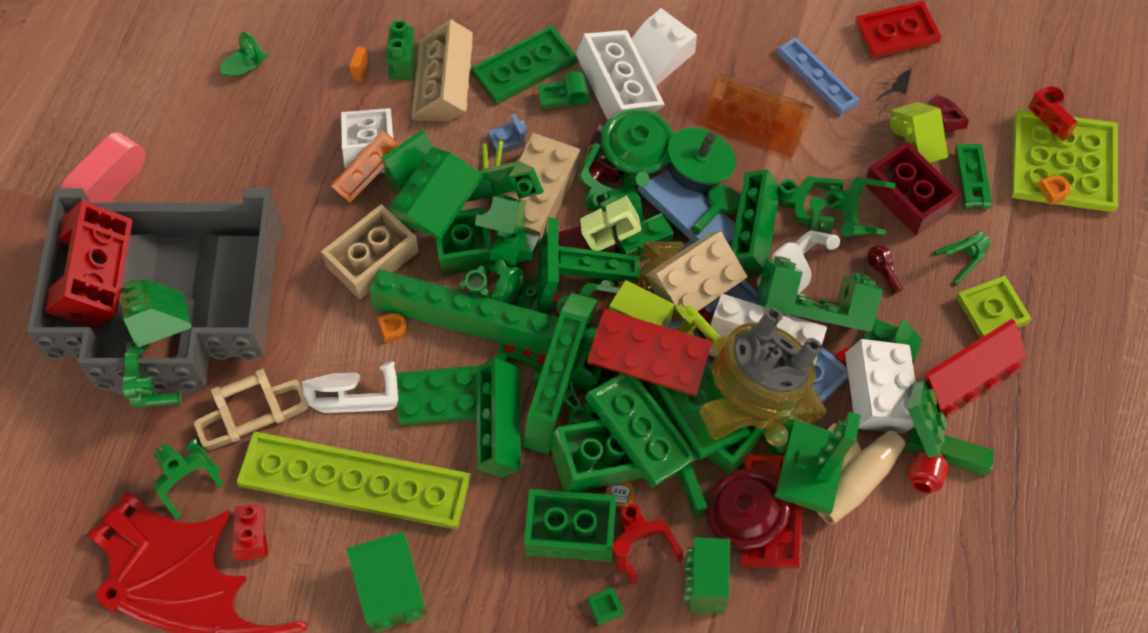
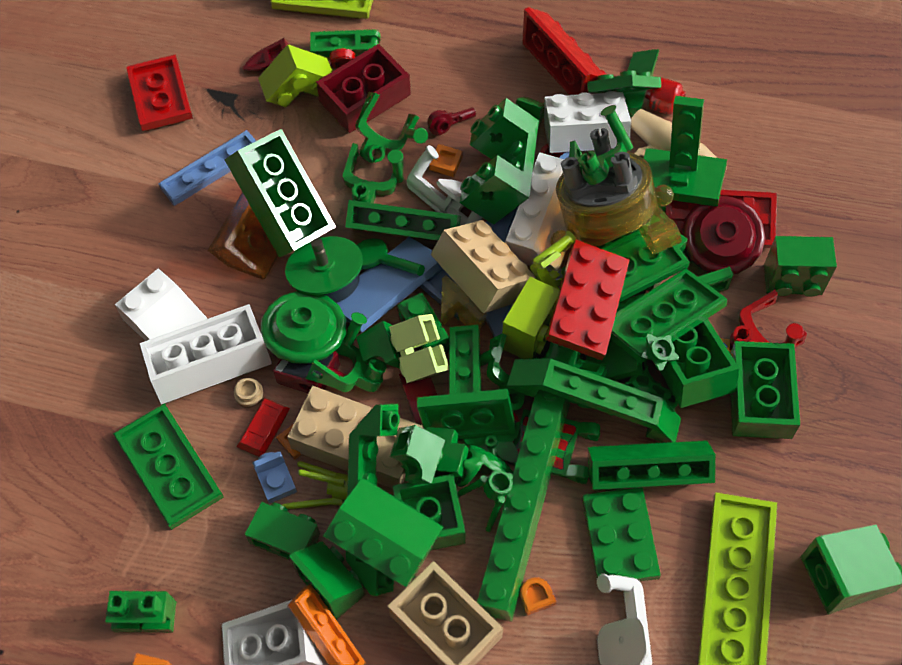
camera: 90 degrees left, 0 degrees up
(442, 74) = (178, 558): tan slope -> none
(460, 136) = (281, 531): none -> green brick
(555, 128) = (263, 427): none -> red tile
(568, 93) = (218, 415): green plate -> none
(585, 410) = (666, 347): none -> green plate
(586, 114) = (248, 392): none -> tan plate
(605, 606) = (832, 364): green tile -> none
(769, 112) = (279, 193): none -> green brick
(778, 334) = (596, 168): none -> green piece
(836, 265) = (447, 160): none -> orange tile
(951, 172) = (340, 57): none -> red tile
(972, 246) = (425, 48): green plant -> none
(992, 305) = (491, 39): lime plate -> none

